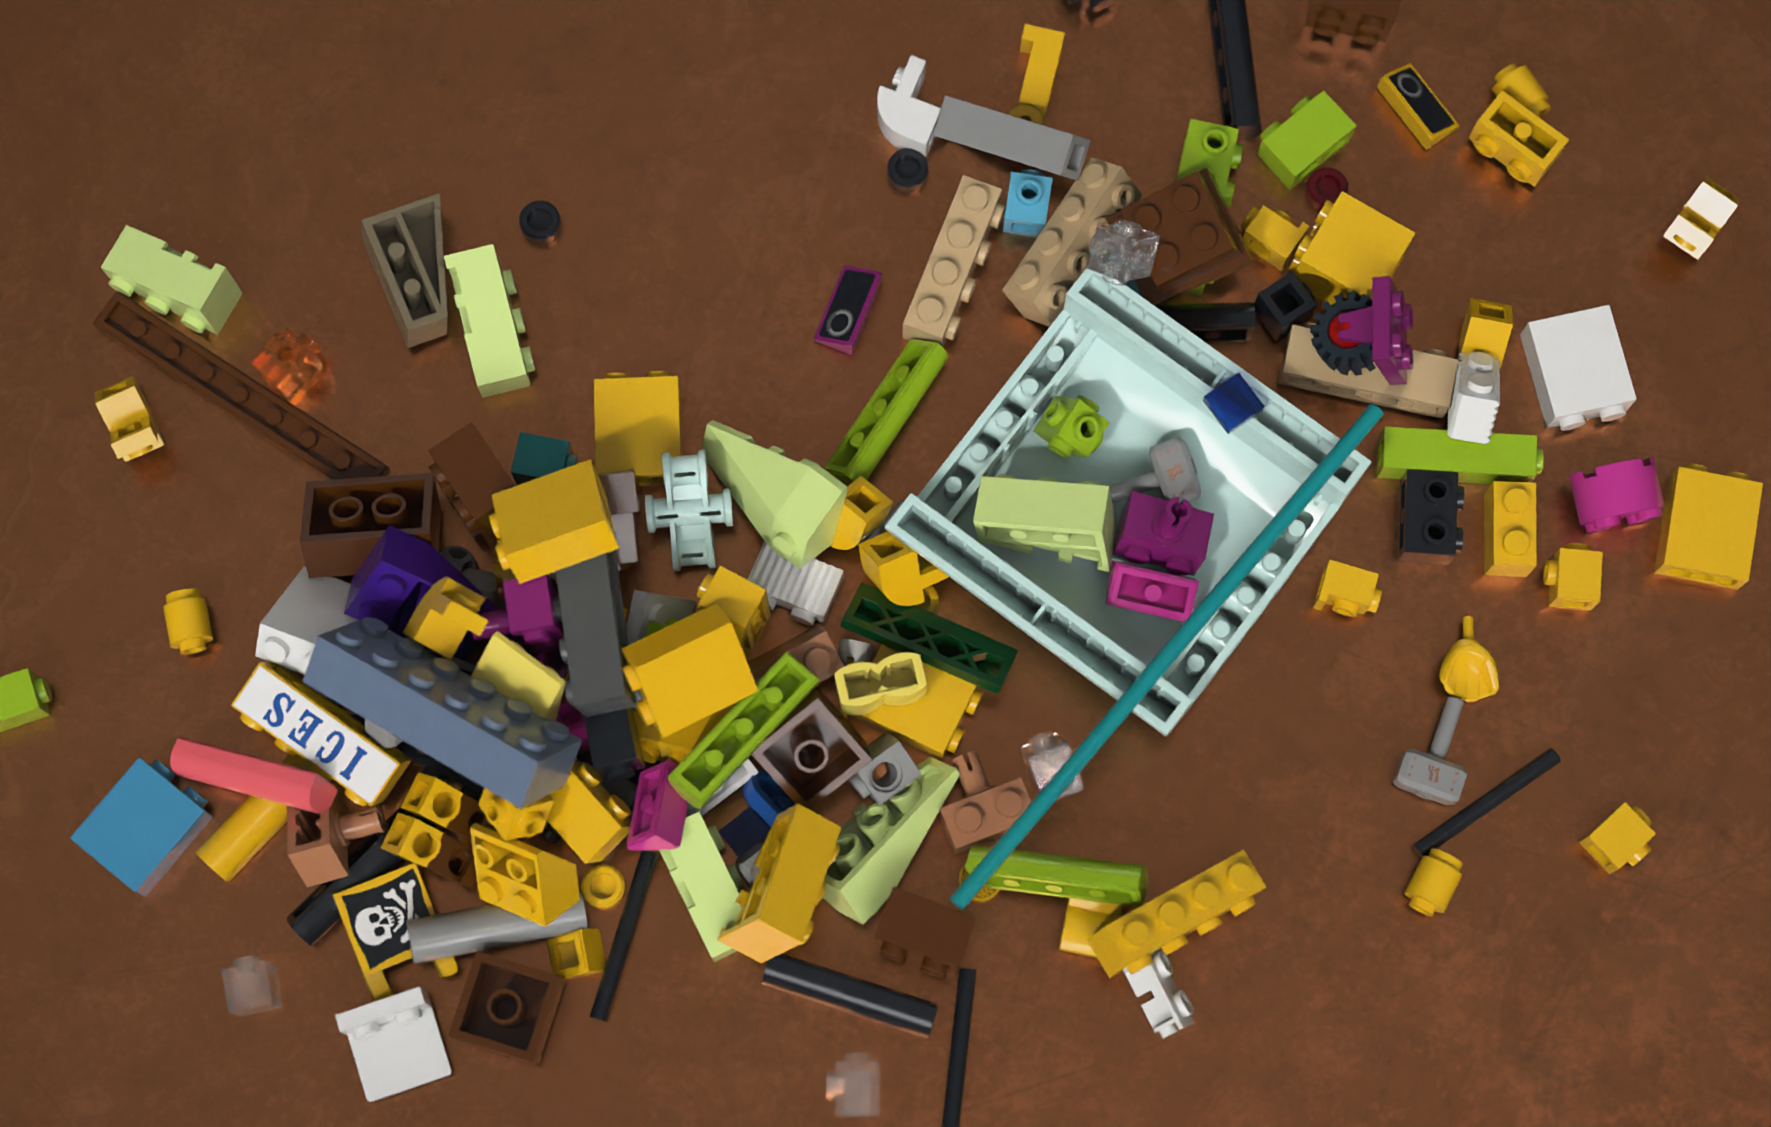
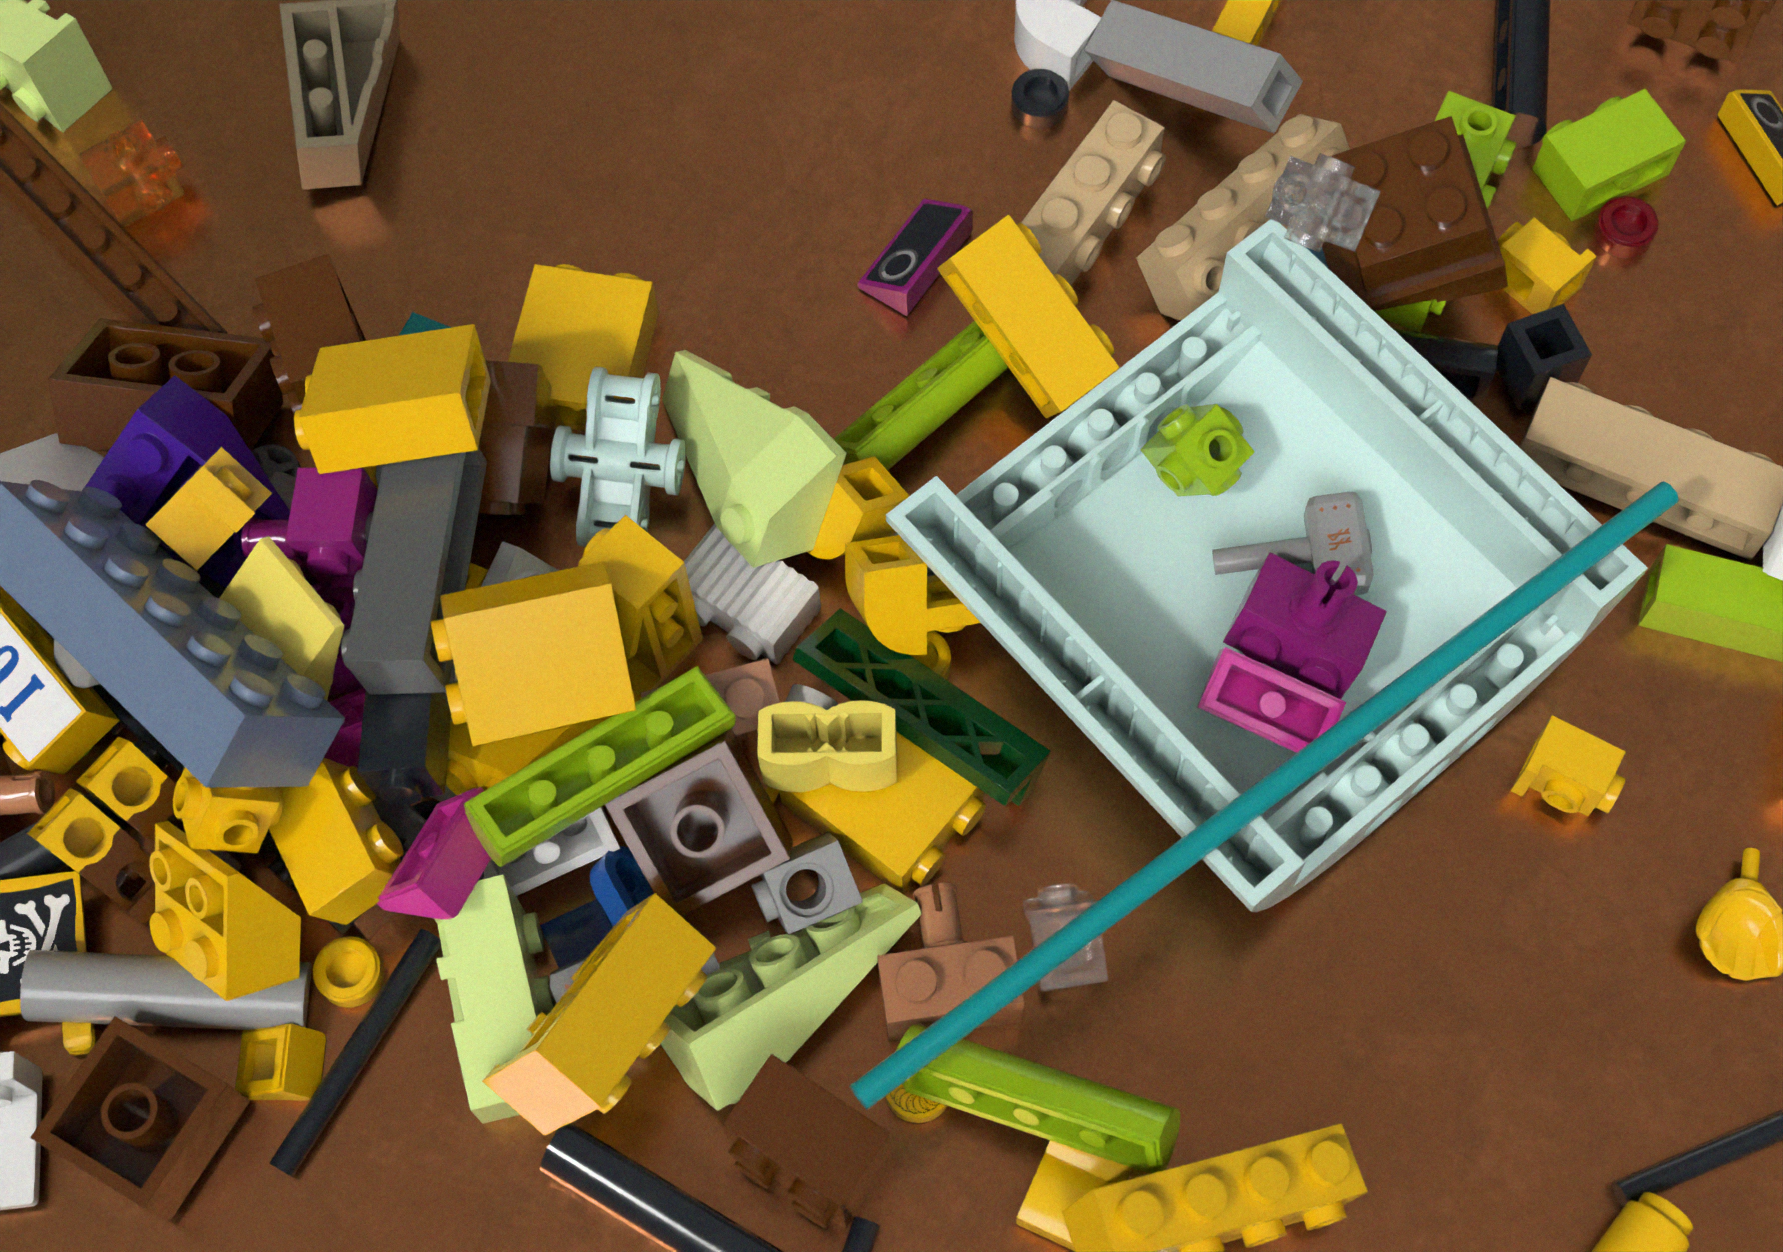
camera: 15 degrees right, 10 degrees down
(490, 320) = (418, 166): yellowish green wedge -> none
(540, 222) = (527, 72): black tile -> none
(942, 355) = (1029, 316): none -> yellow brick
(1027, 203) = (1195, 160): medium azure brick -> none
(1048, 516) = (1138, 559): yellowish green wedge -> none
(1233, 403) = (1448, 442): clear blue tile -> none
(1349, 249) = (1654, 305): yellow brick -> none
(1367, 331) = (1659, 394): magenta plate -> none
(1429, 517) = (1713, 691): black brick -> none
(1430, 773) = (1658, 1073): light grey piece -> none

